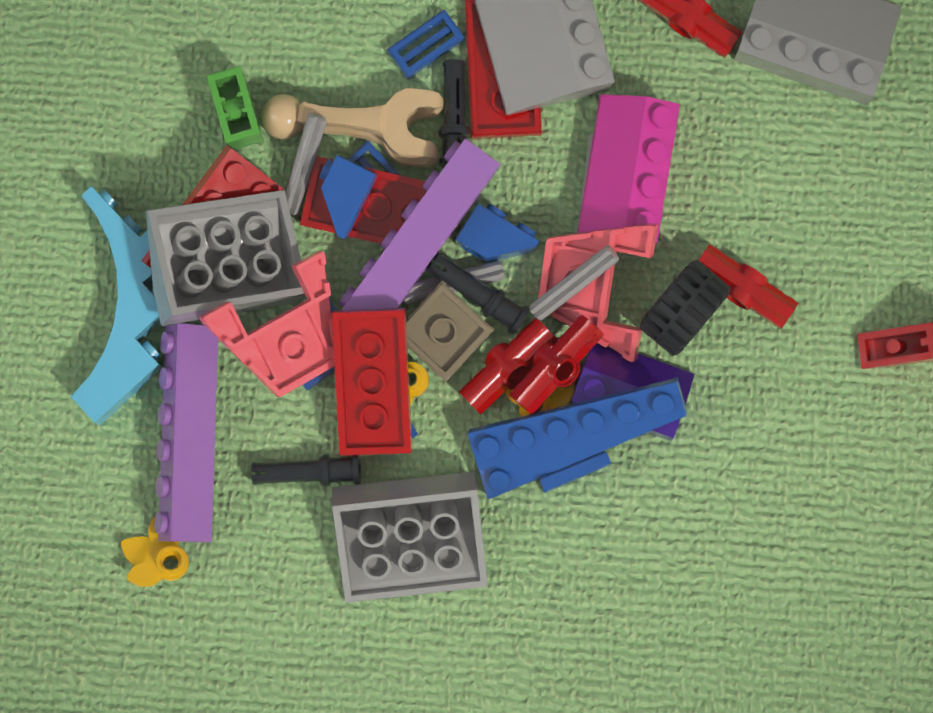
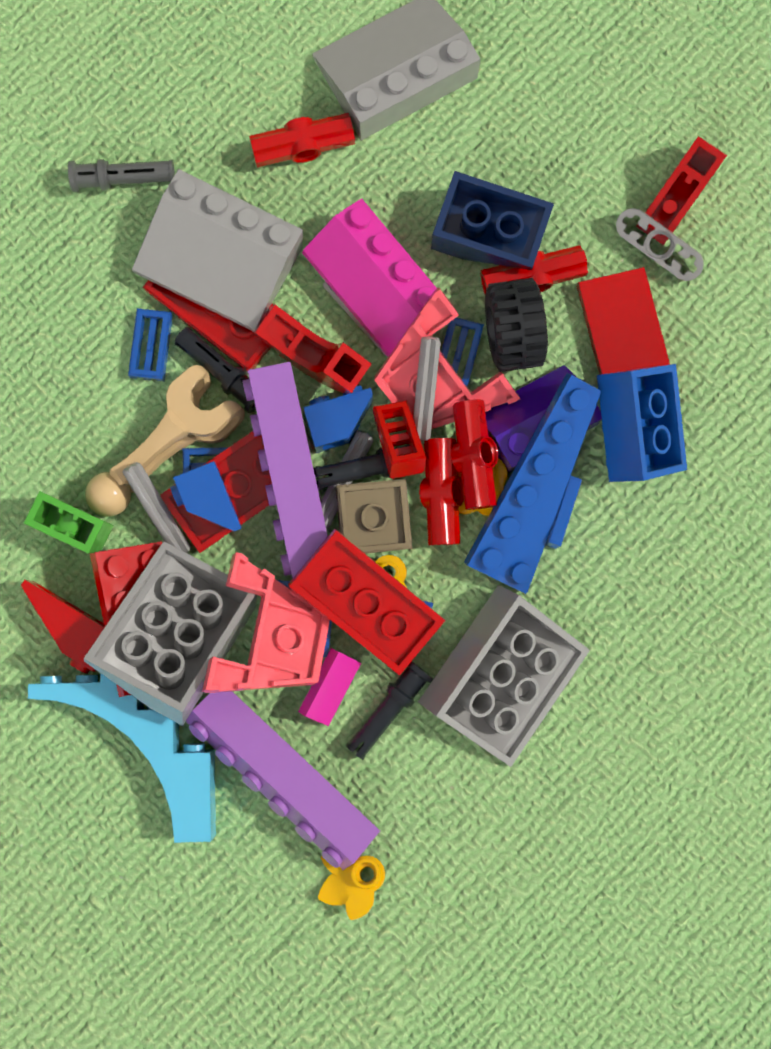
camera: 55 degrees left, 0 degrees up
(160, 177) = (68, 625): none -> red slope
(285, 412) = (331, 688): none -> dark pink tile
(505, 315) = (403, 460): none -> red slope
(527, 170) = (322, 360): none -> red arch
(657, 271) = (465, 324): none -> blue tile
(693, 470) = (642, 423): none -> blue brick
(750, 219) = (490, 223): none -> dark blue slope
(757, 406) = (622, 322): none -> red tile
(850, 392) = (644, 222): none -> light grey beam

